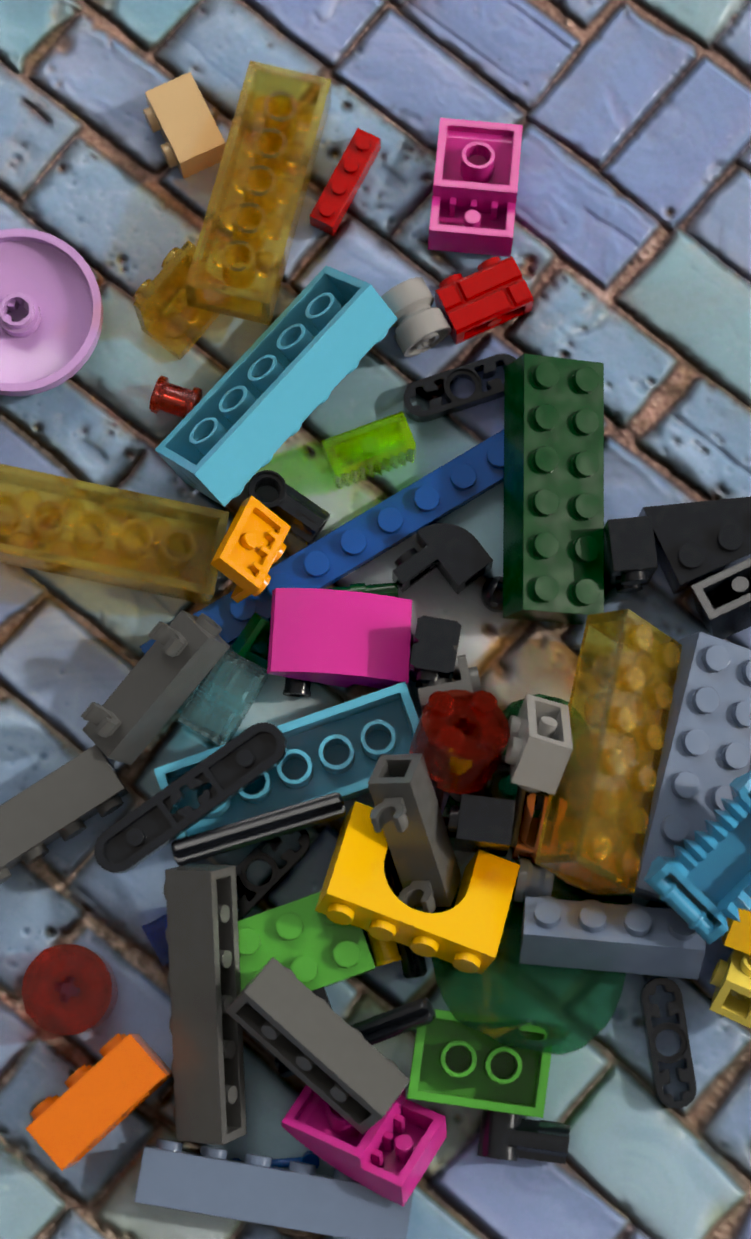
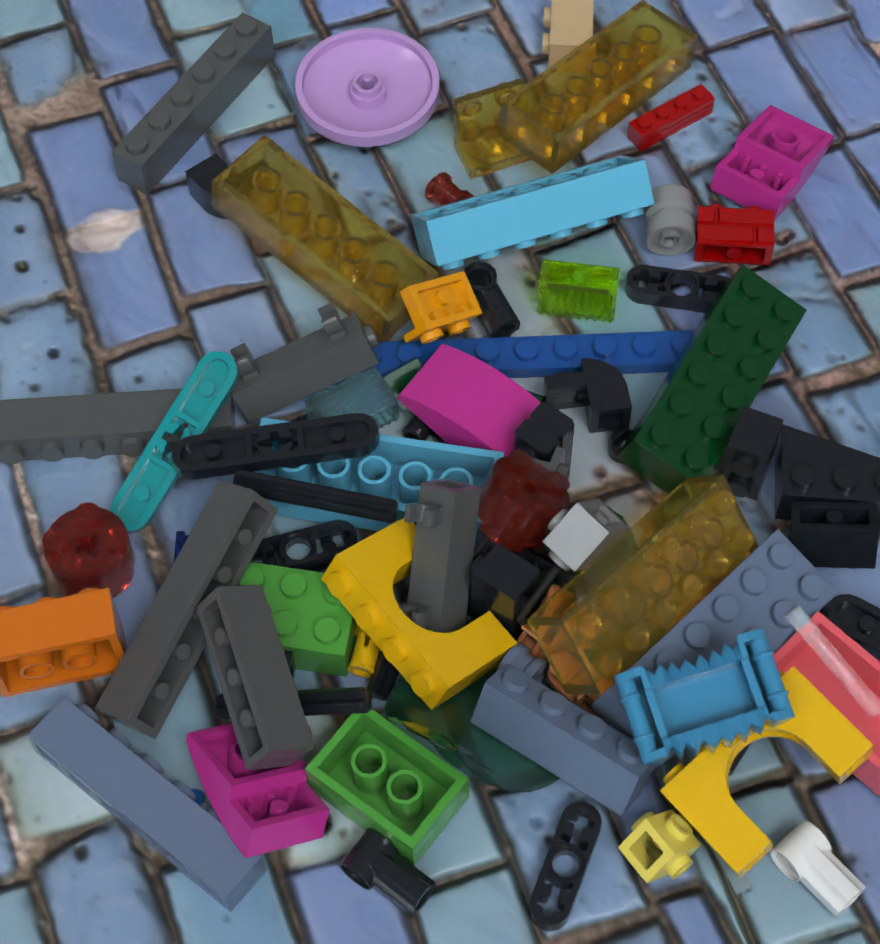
camera: 30 degrees right, 20 degrees down
(83, 793) = (198, 407): none -> teal piece

